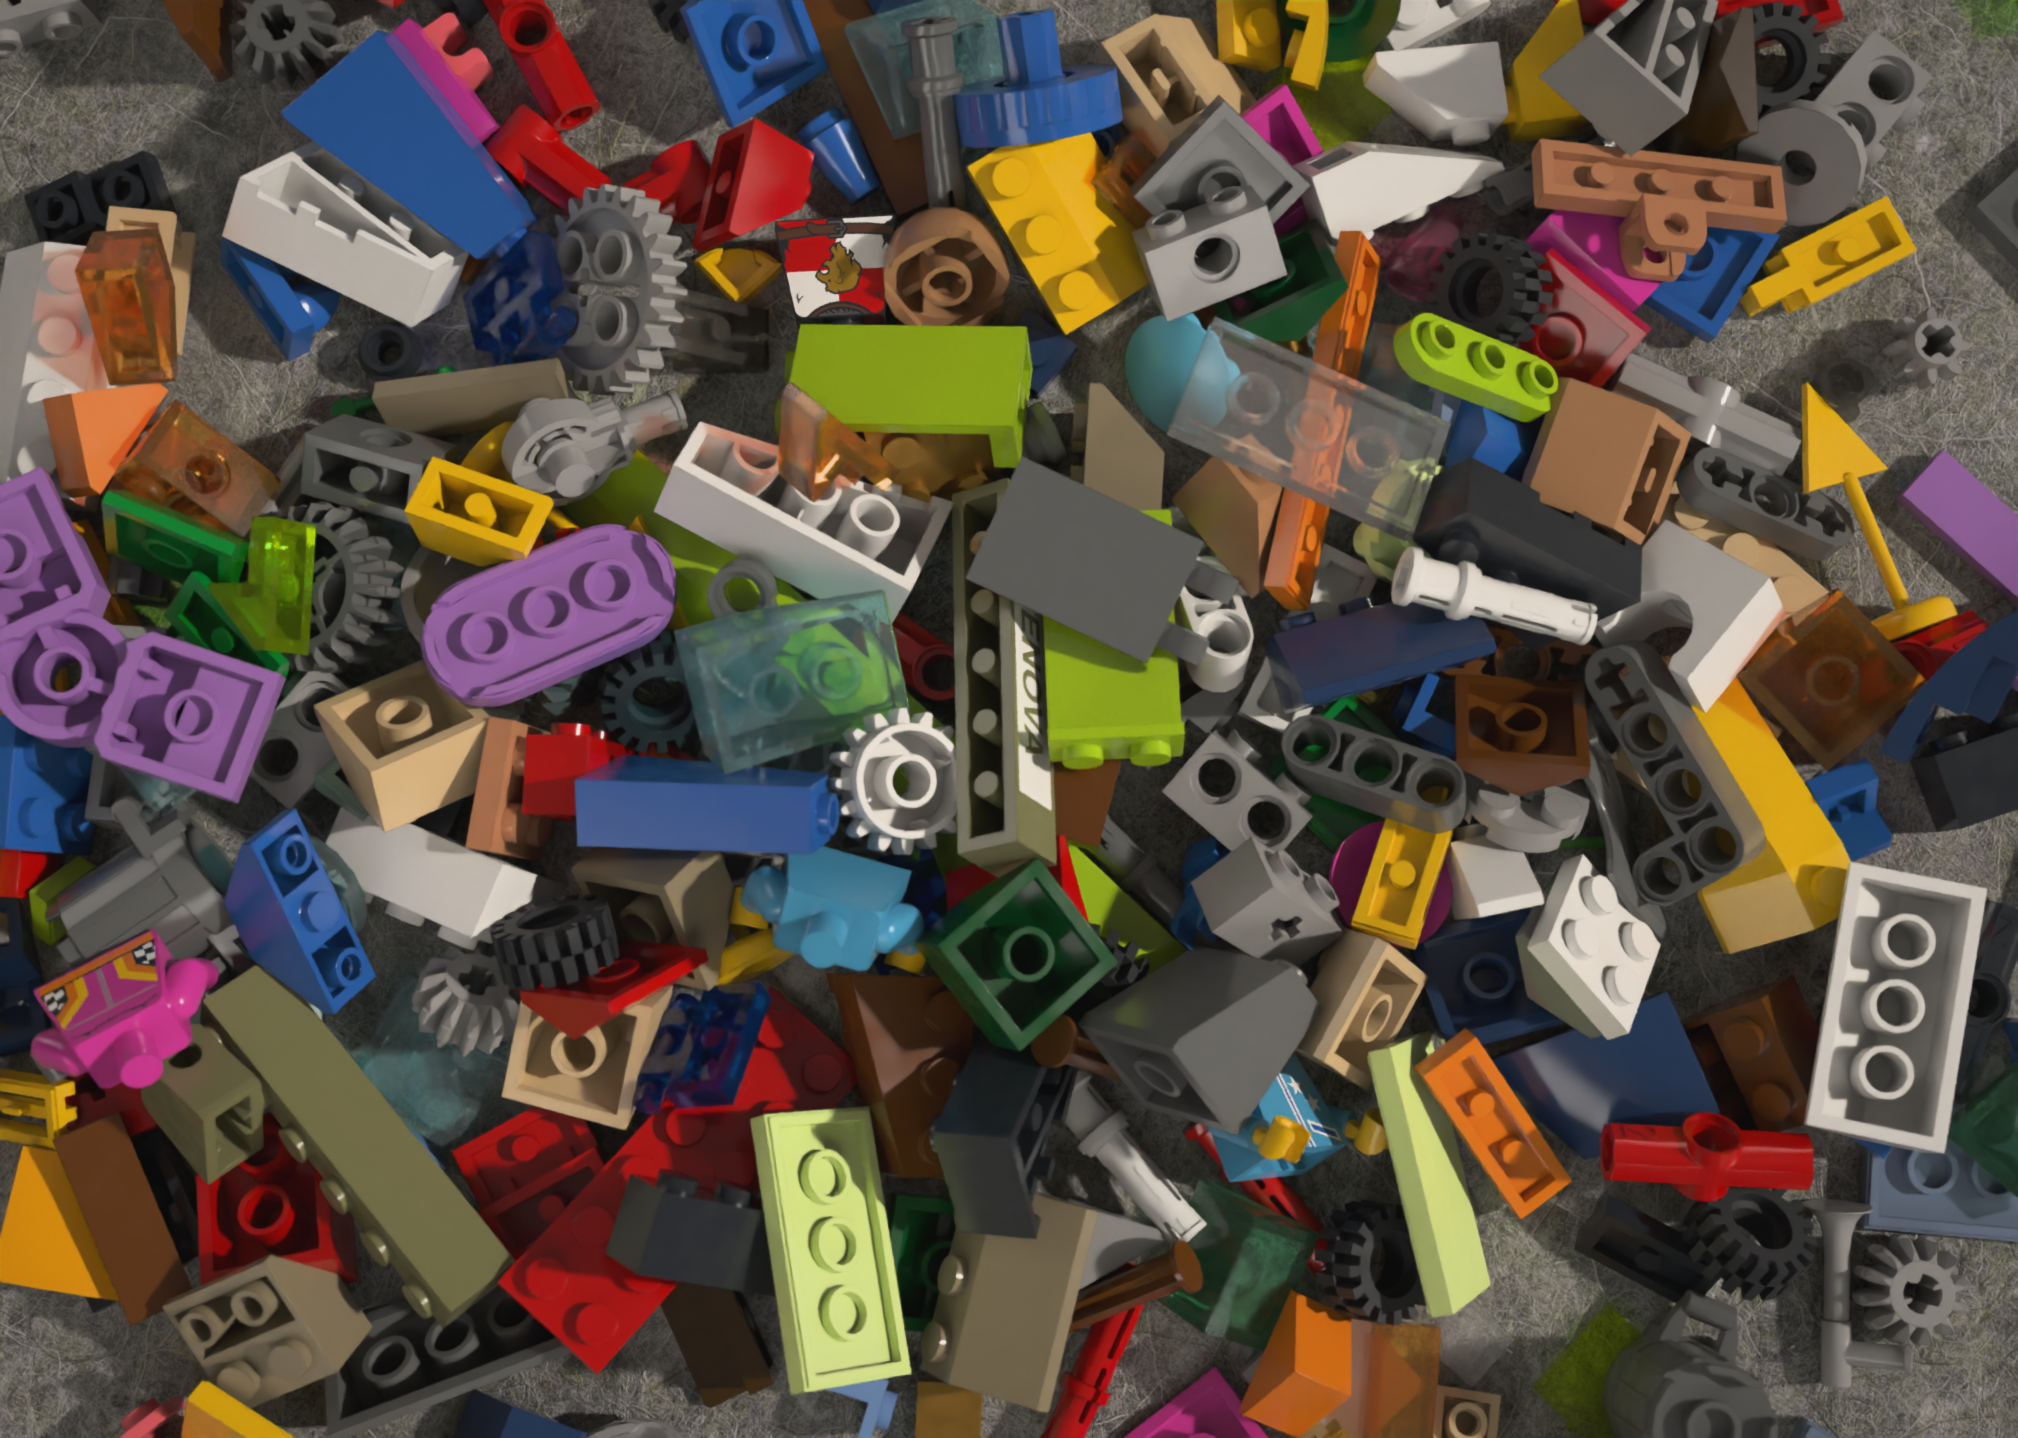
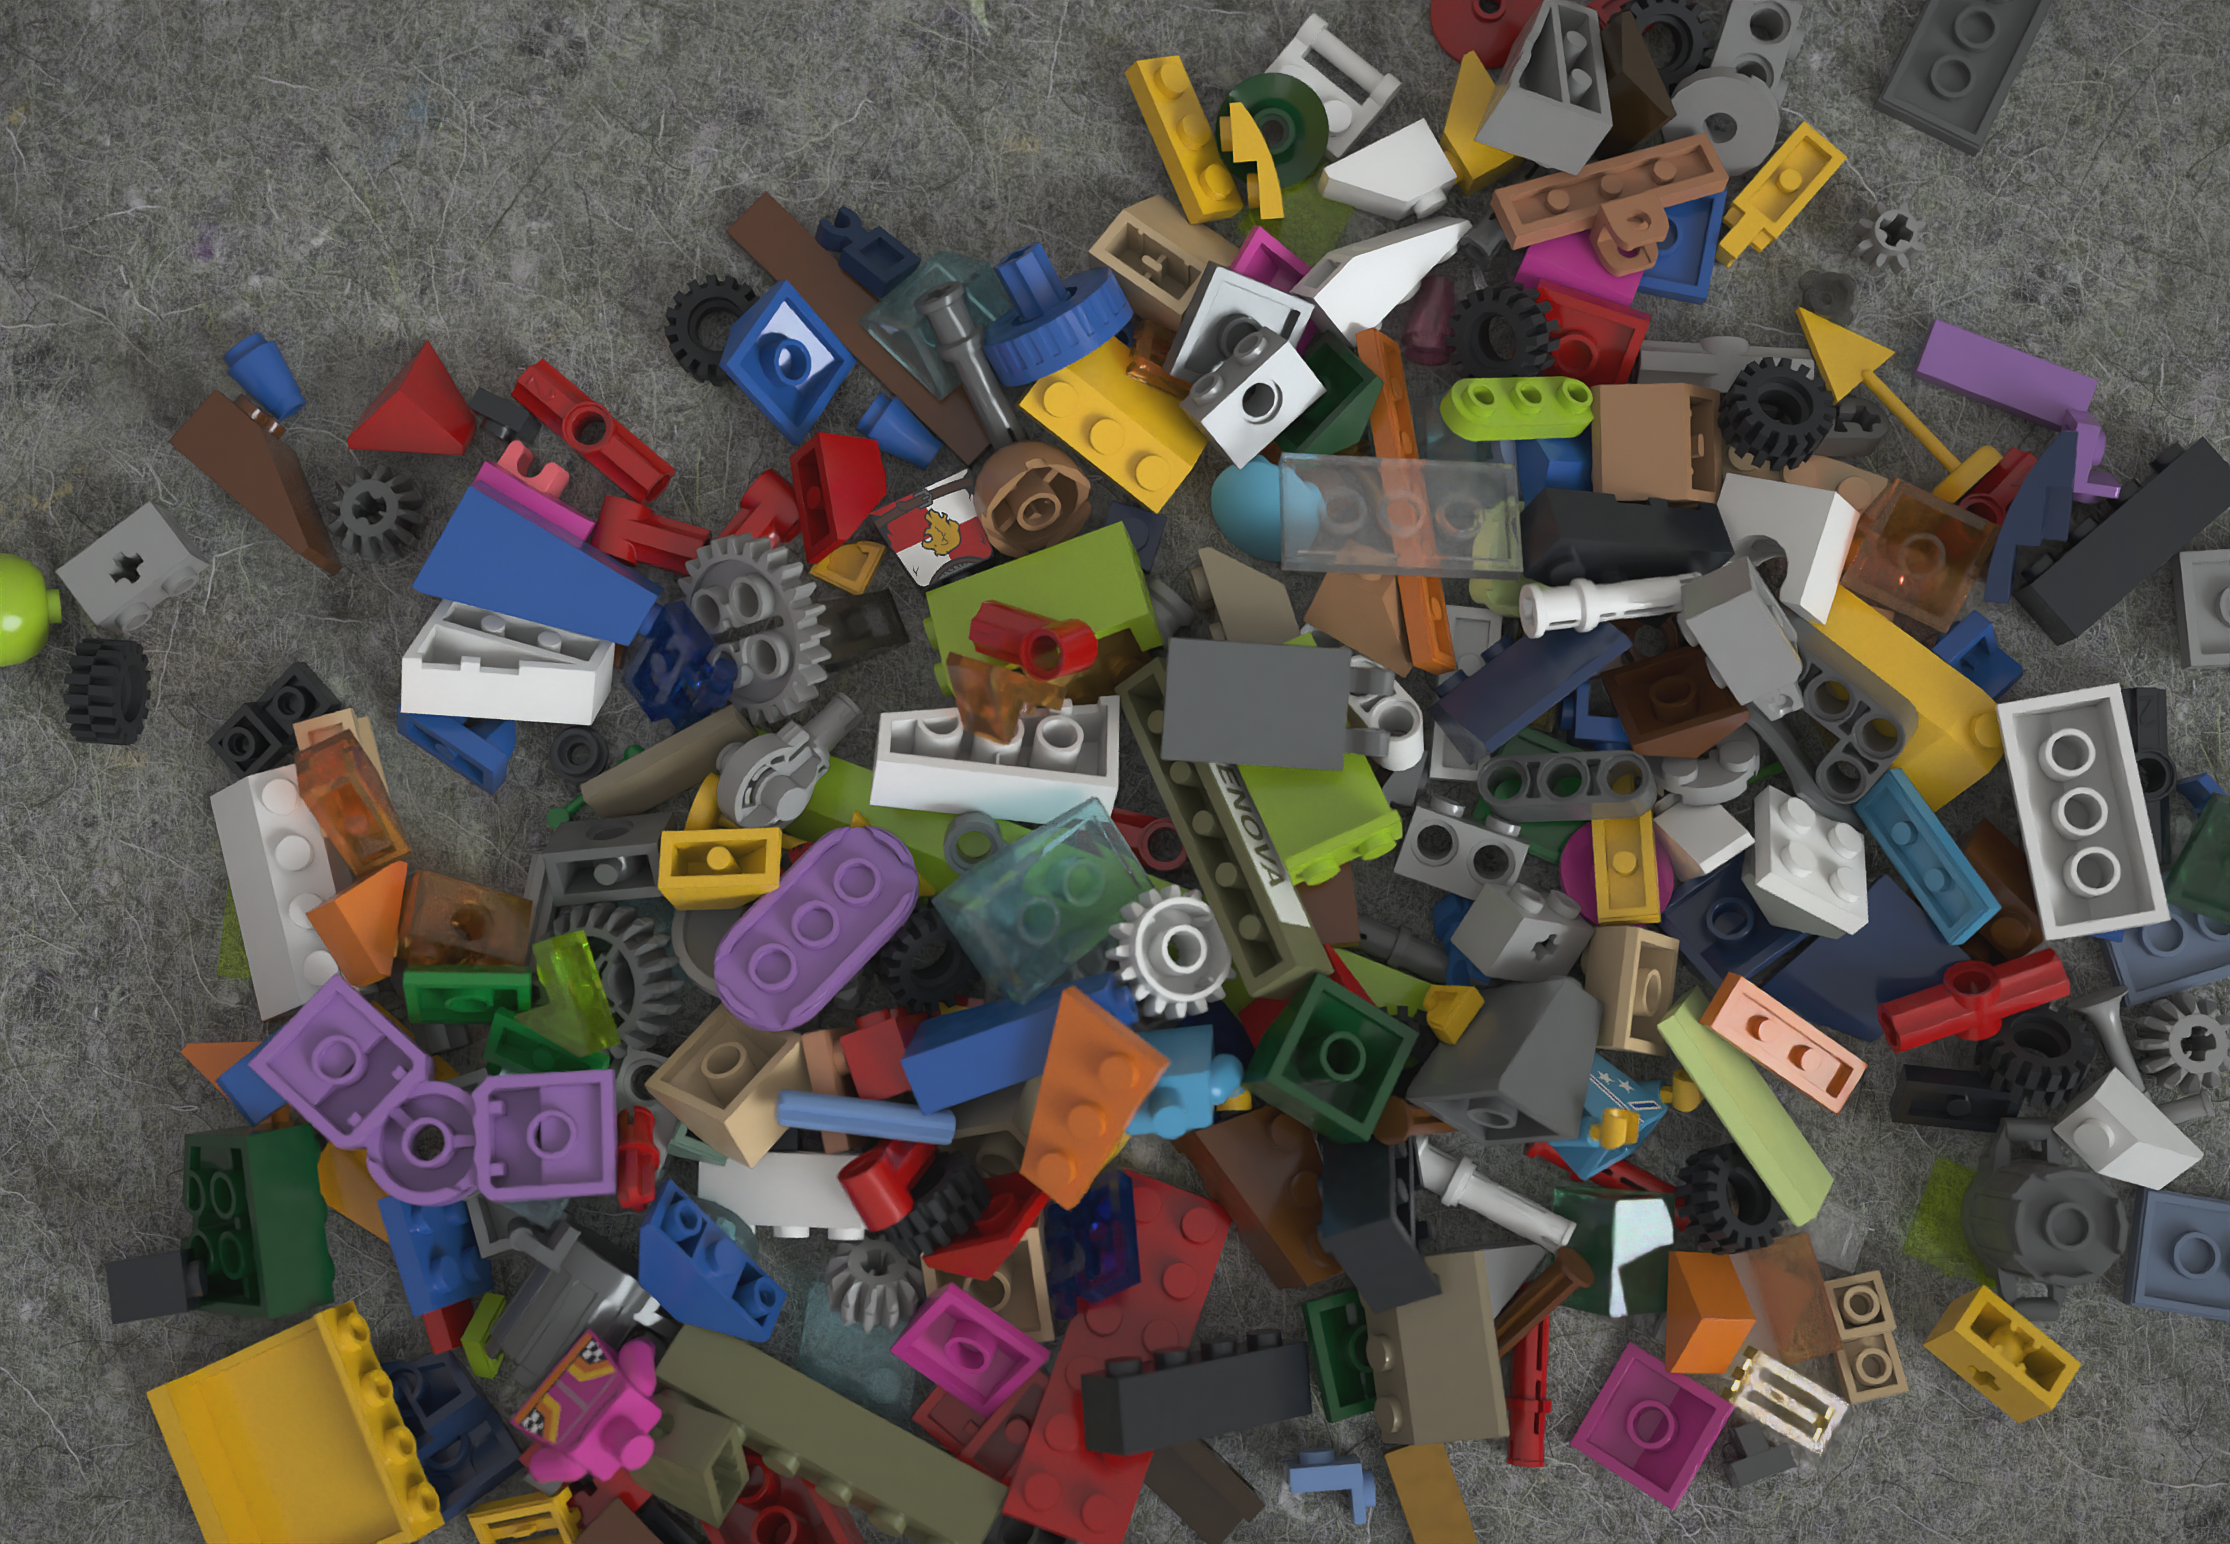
camera: 15 degrees left, 0 degrees up
(272, 776) = (636, 1158): none -> red axle
(511, 894) = (882, 1180): none -> red piece
(517, 824) = (863, 1117): none -> medium blue axle
(533, 1105) = (968, 1349): none -> dark pink slope
(747, 891) = (1087, 1097): none -> orange wing
(829, 1248) = (1270, 1370): yellowish green tile -> none
(883, 408) = (1032, 640): none -> red piece
(1163, 954) = (1451, 1010): none -> yellow tile
(1615, 689) = (1744, 637): none -> light grey hinge
(1716, 991) = (1926, 857): none -> dark azure tile
(1759, 458) = (1789, 392): none -> black tyre
(1810, 1357) = (2125, 1134): none -> white slope

